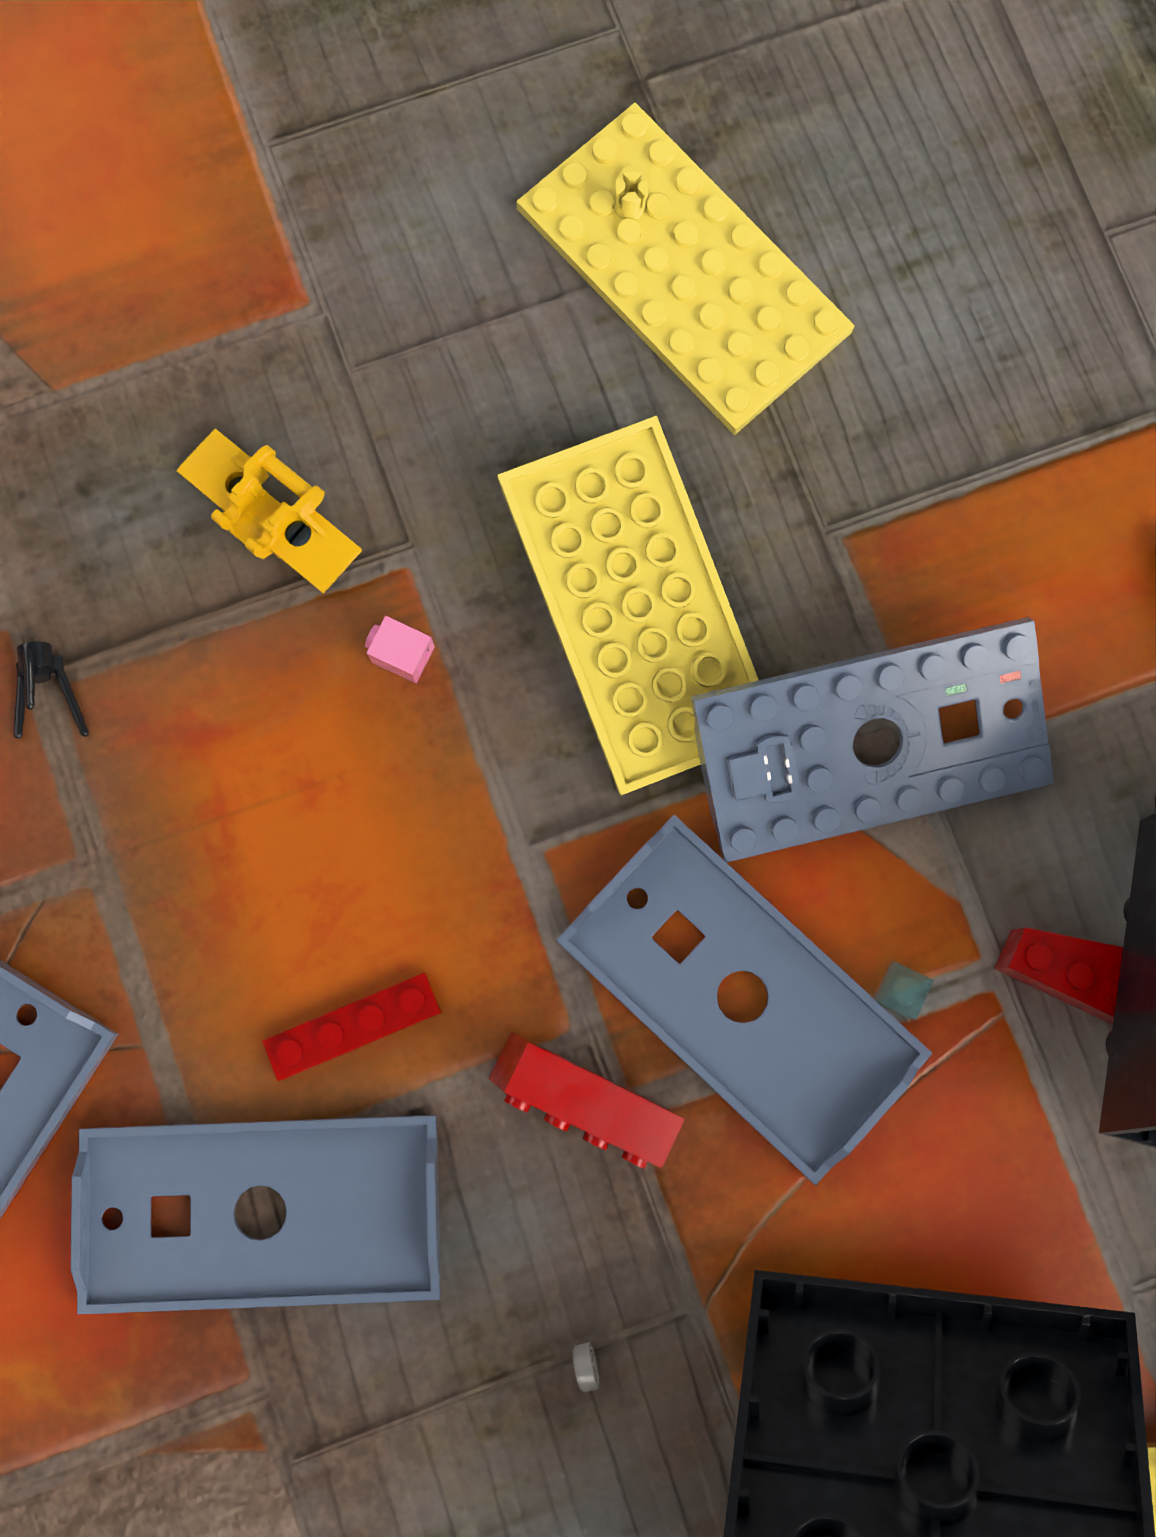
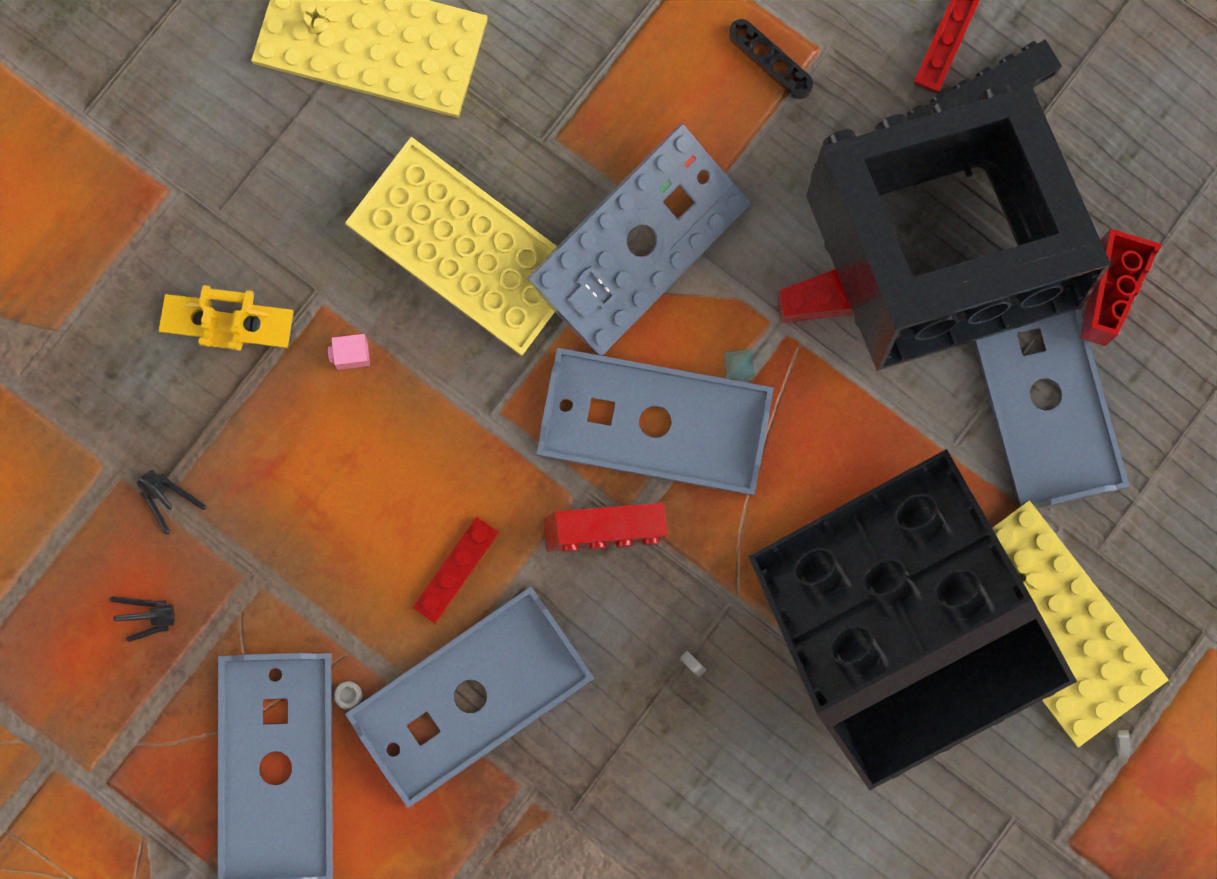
camera: 30 degrees left, 0 degrees up
(103, 1104) = (348, 695): none -> light grey tile

